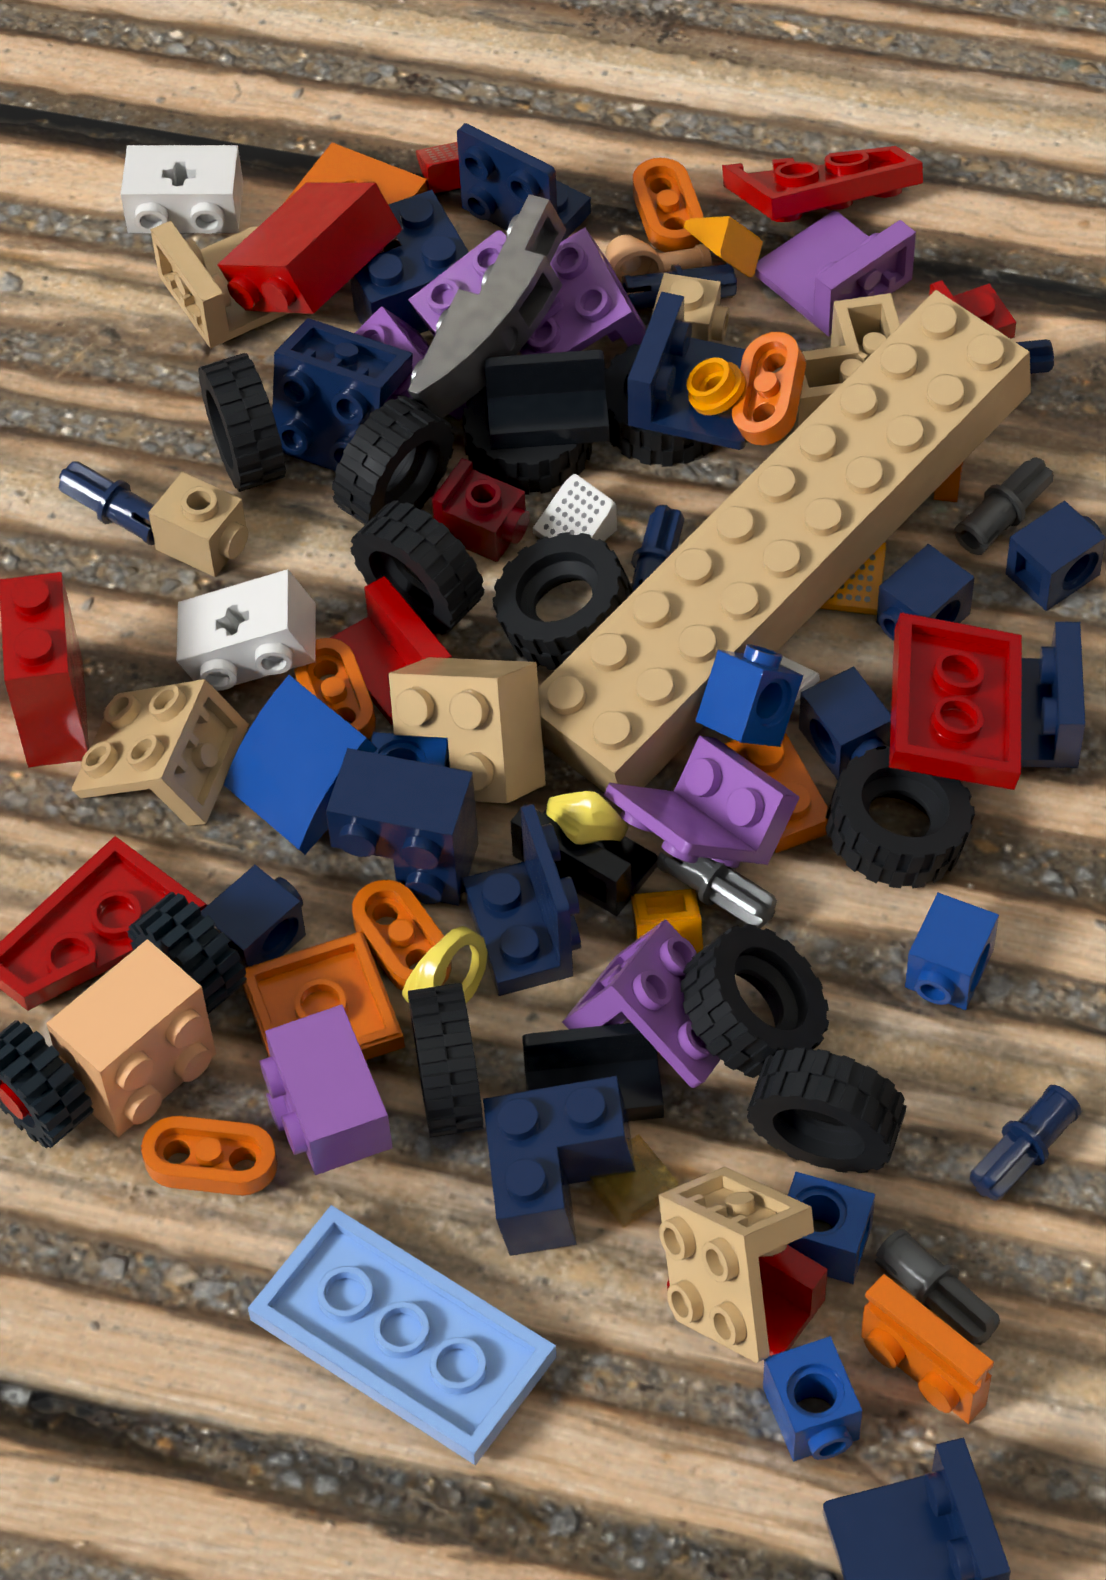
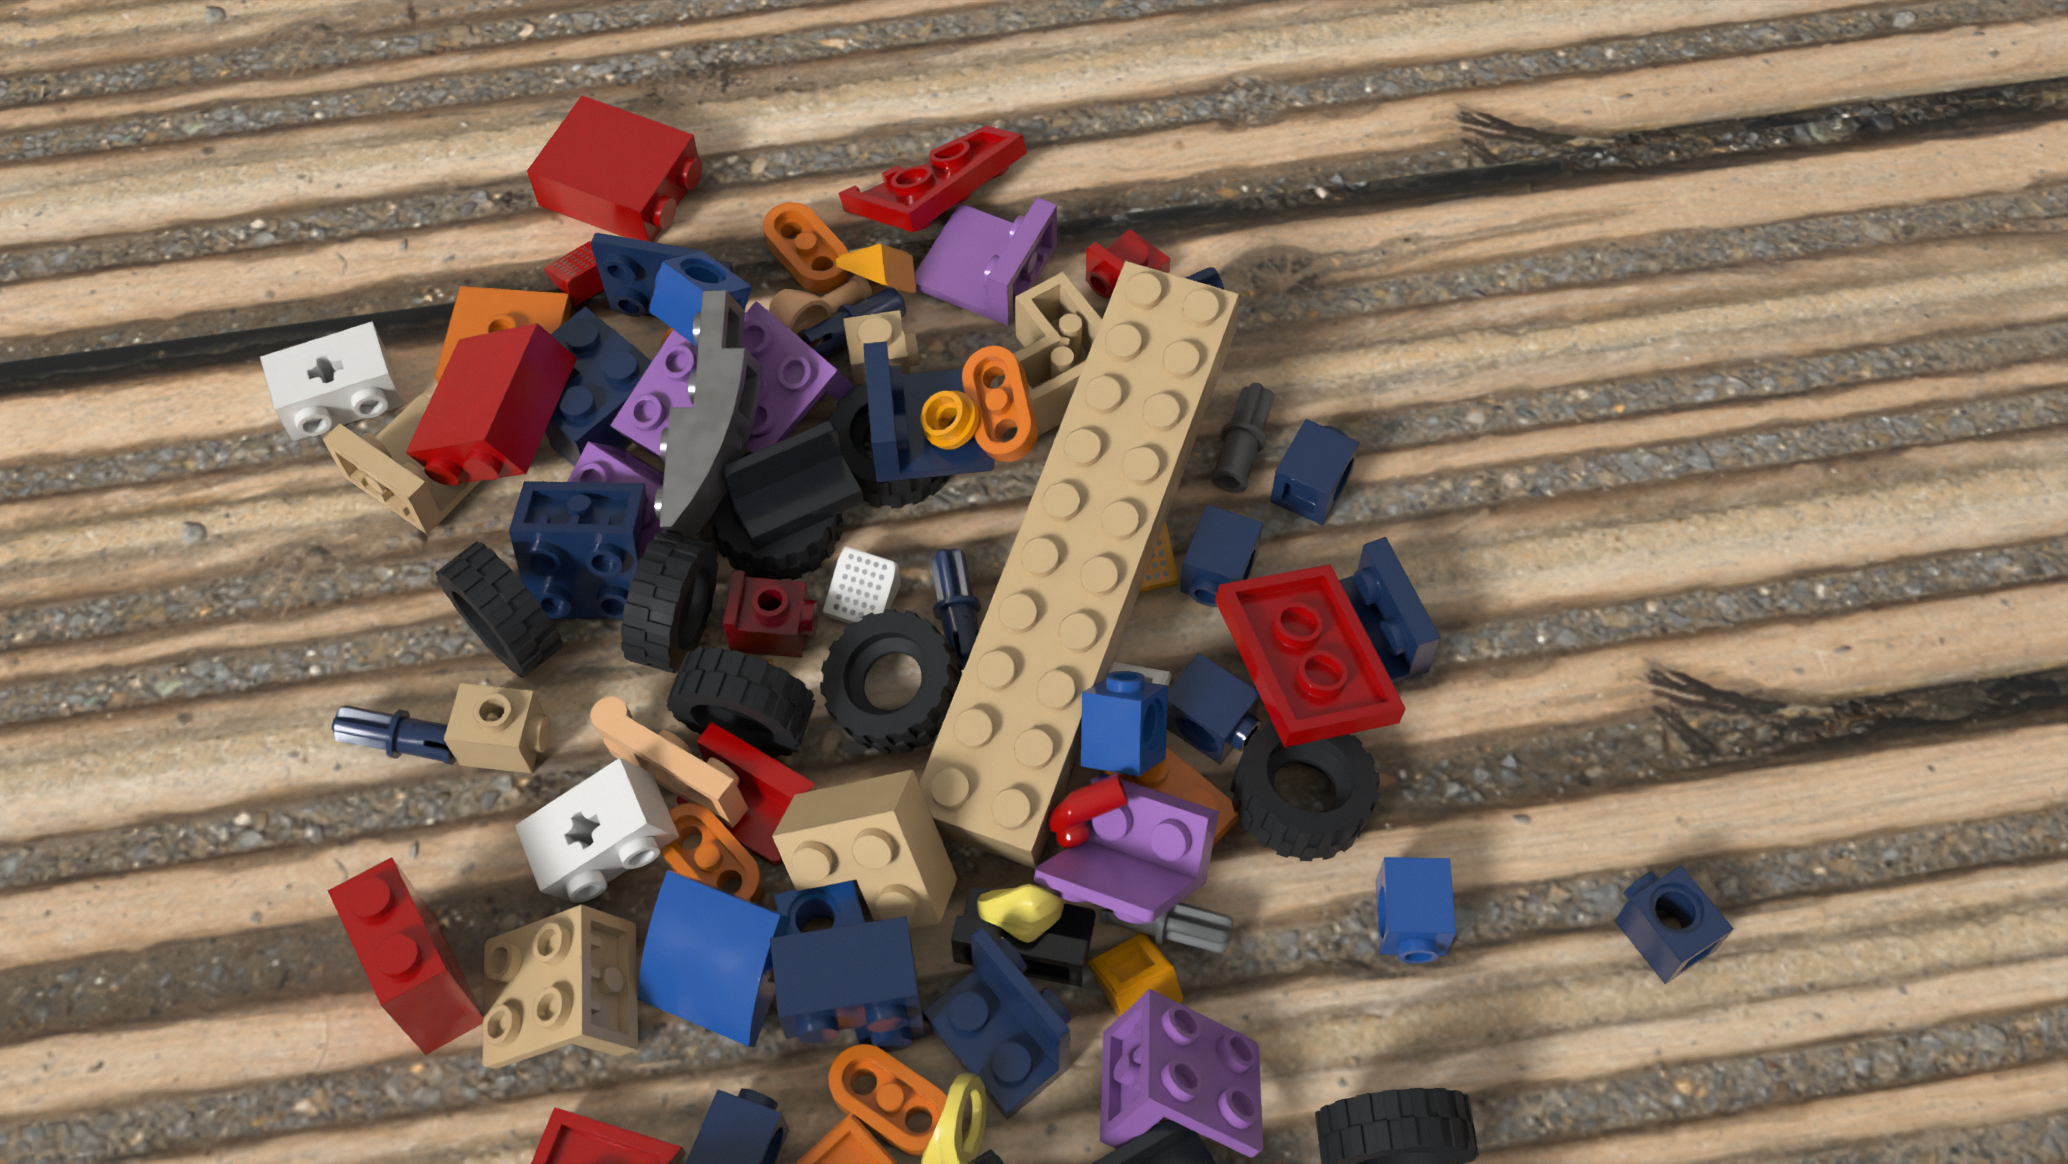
camera: 25 degrees left, 5 degrees up
(336, 600) = (669, 761): none -> light nougat plate
(520, 80) = (615, 170): none -> red brick
(523, 179) = (681, 287): none -> blue brick
(677, 750) = (1083, 804): none -> red arm
(779, 976) = (1244, 1063): black tyre -> none
(1025, 1142) = (1571, 1078): dark blue axle -> none

